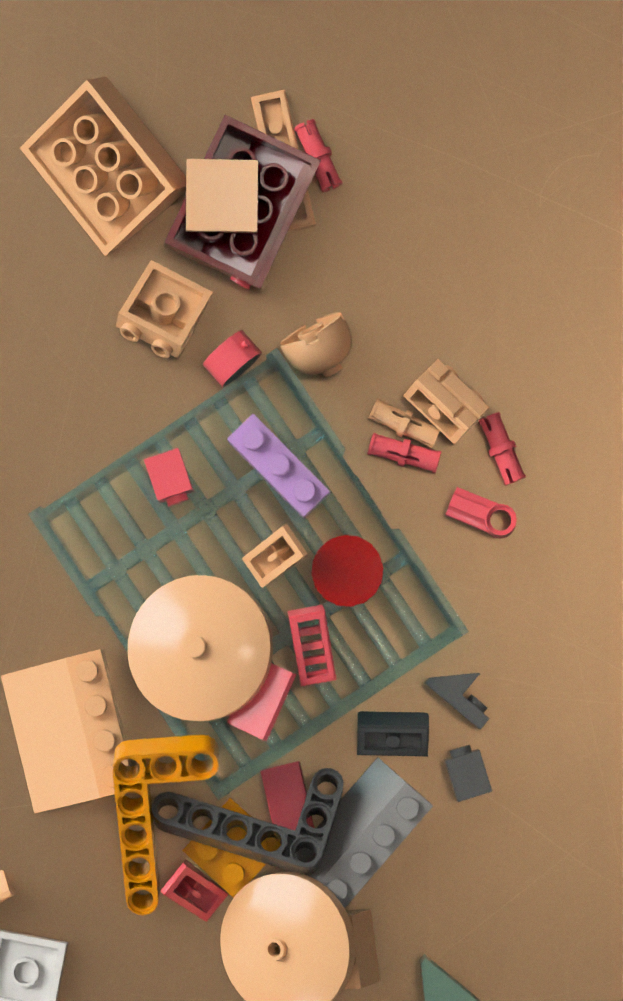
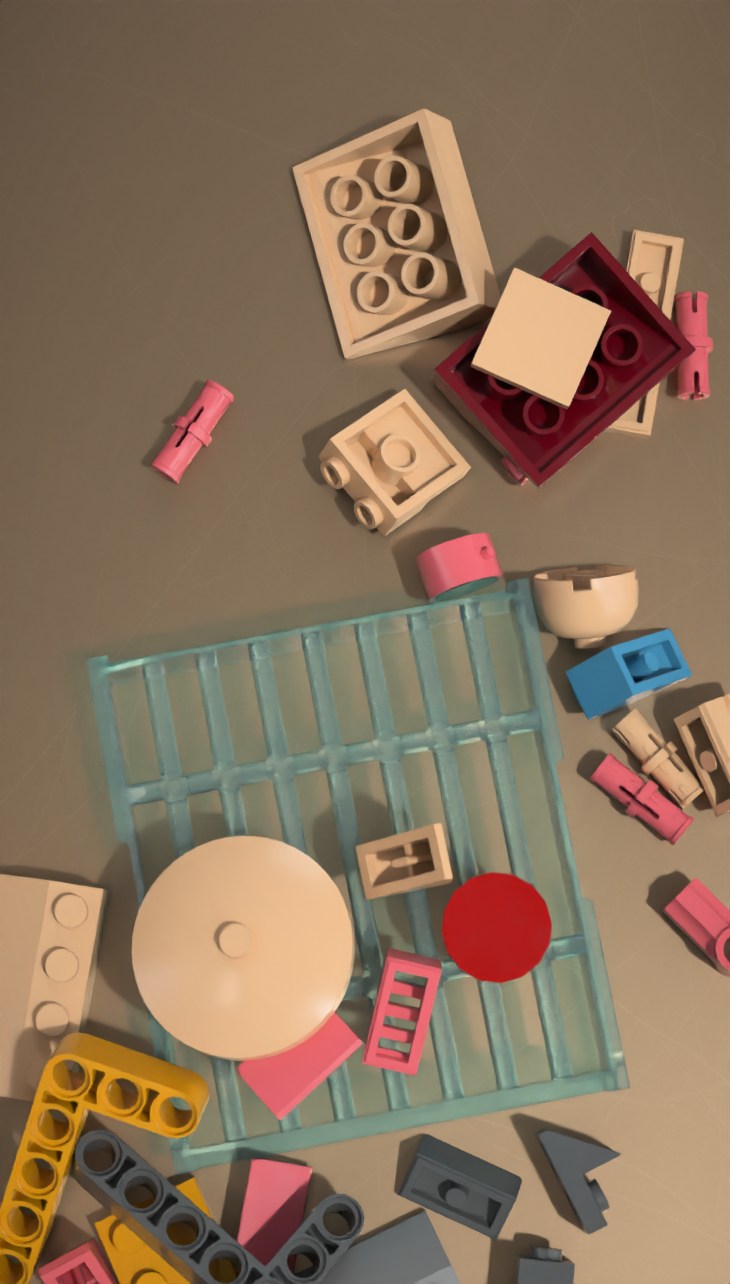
camera: 15 degrees right, 5 degrees down
(30, 343) = (192, 431): none -> coral pin
(169, 477) = (303, 689): coral brick -> none
(278, 466) = (462, 739): lavender brick -> none
(363, 379) = (628, 673): none -> dark azure slope

